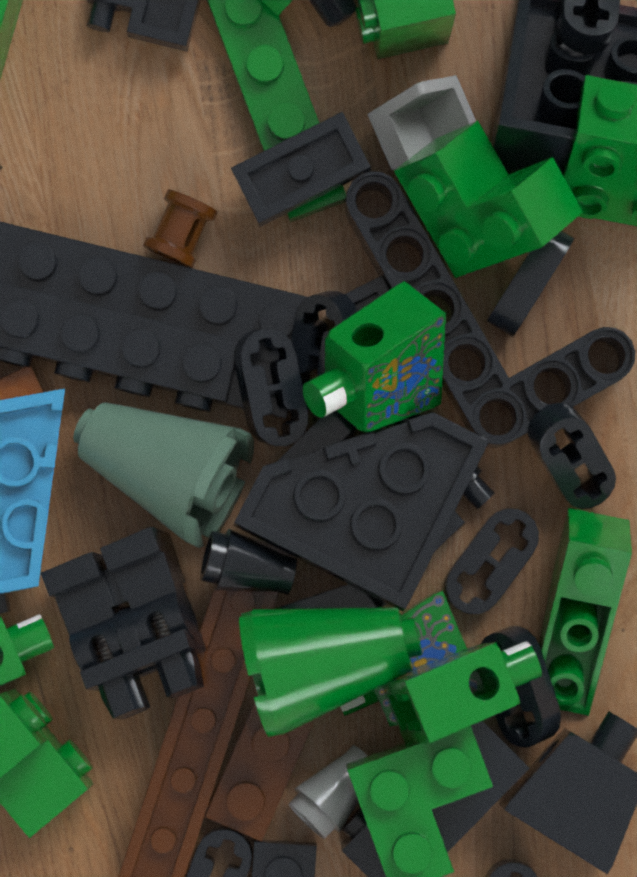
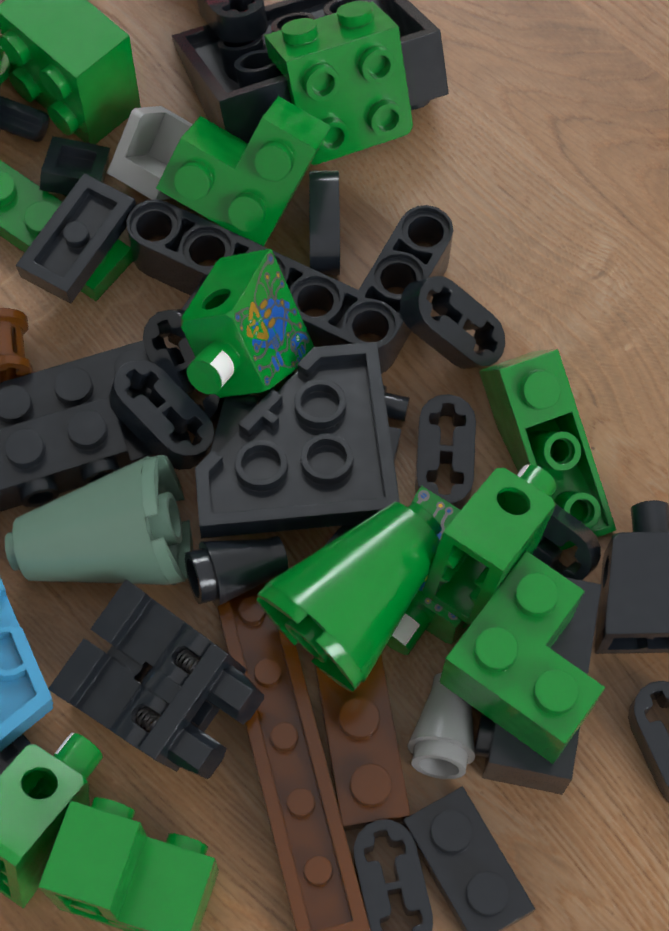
camera: 30 degrees left, 20 degrees down
(345, 83) = (68, 161): none -> black plate

